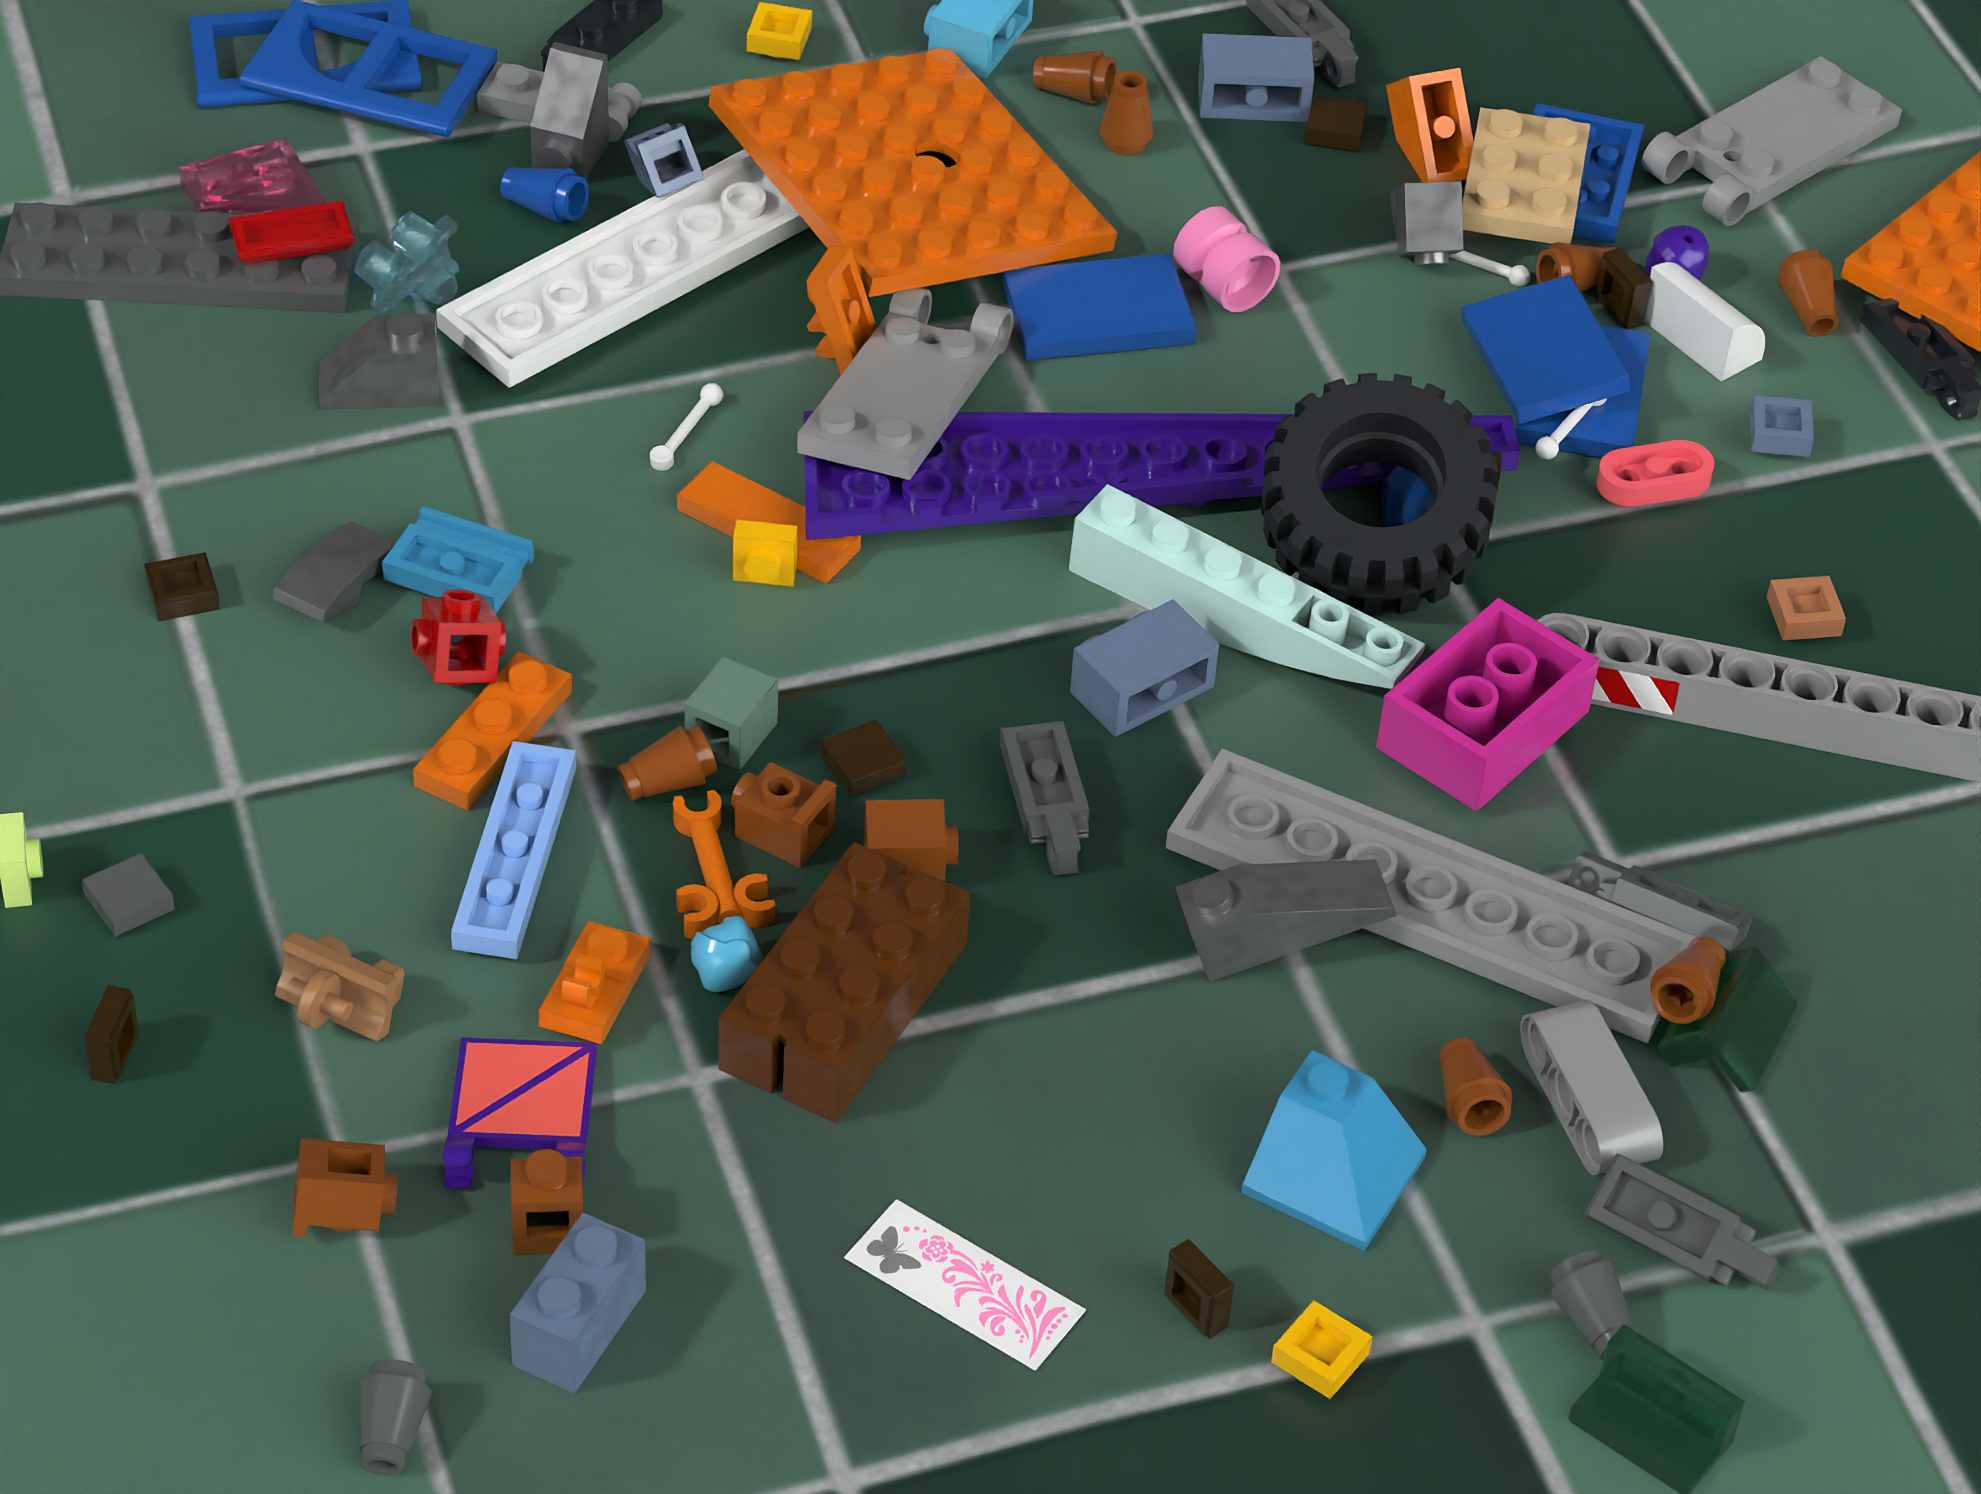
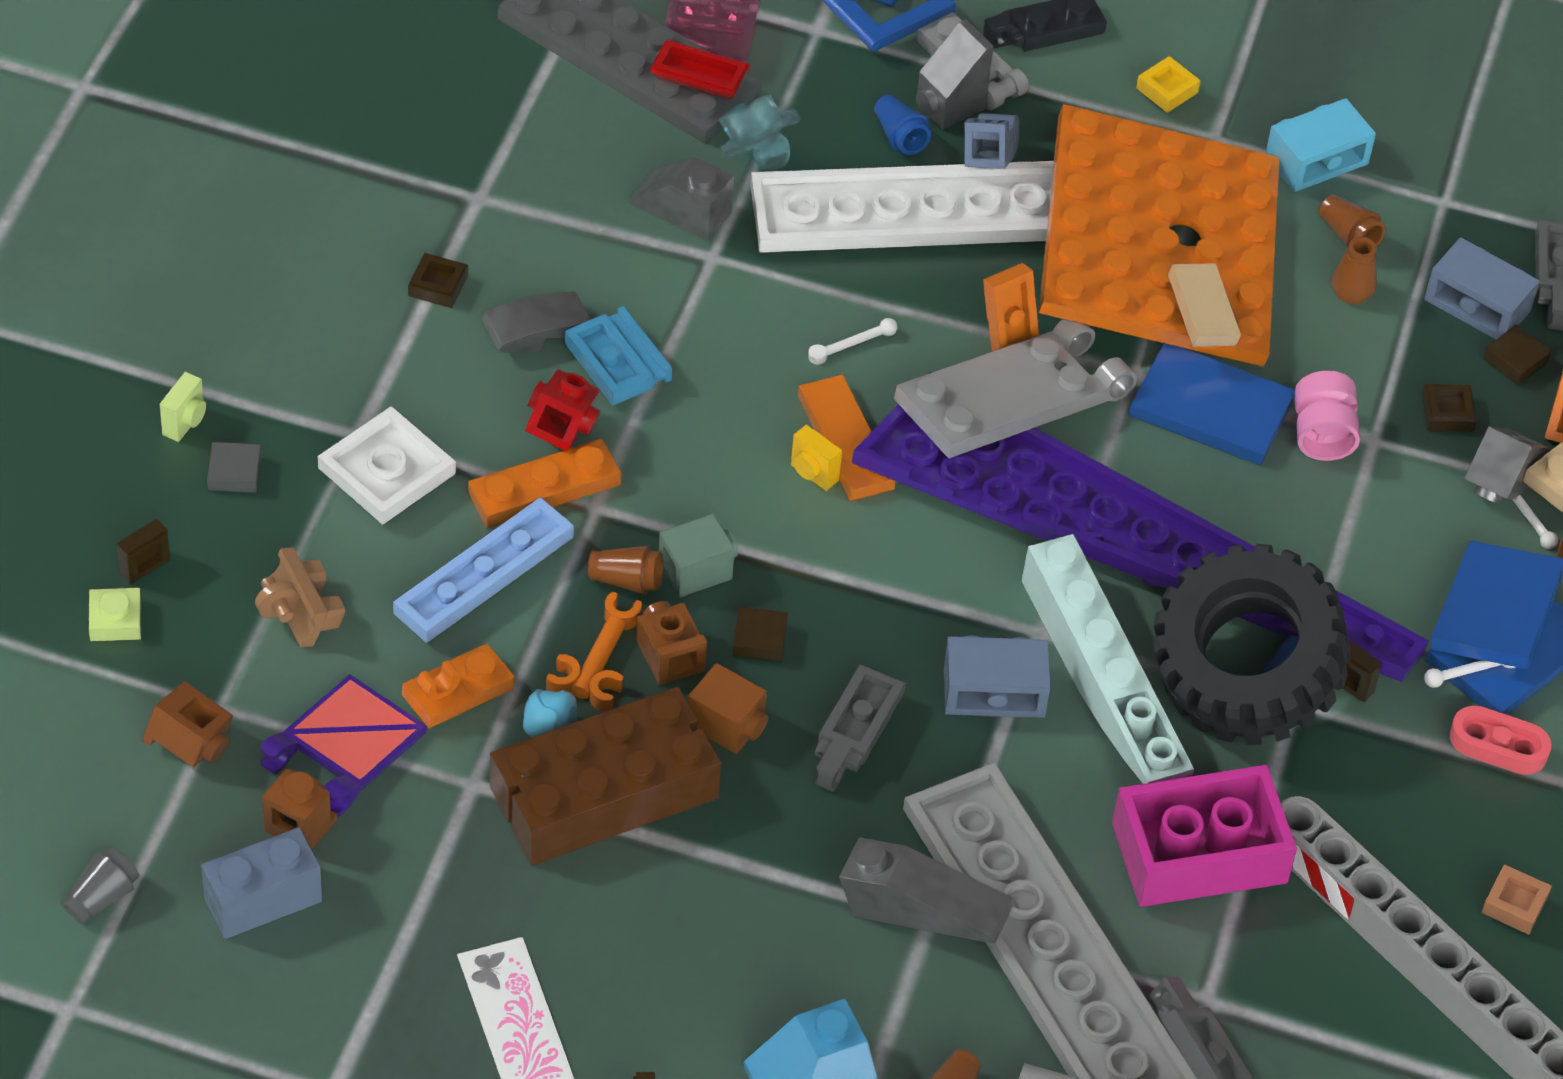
camera: 35 degrees right, 5 degrees up
(131, 1122) = (114, 614): none -> yellowish green plate
(306, 799) = (386, 465): none -> white plate
(1028, 208) = (1204, 305): none -> tan tile
(1319, 201) = (1449, 407): none -> dark brown tile

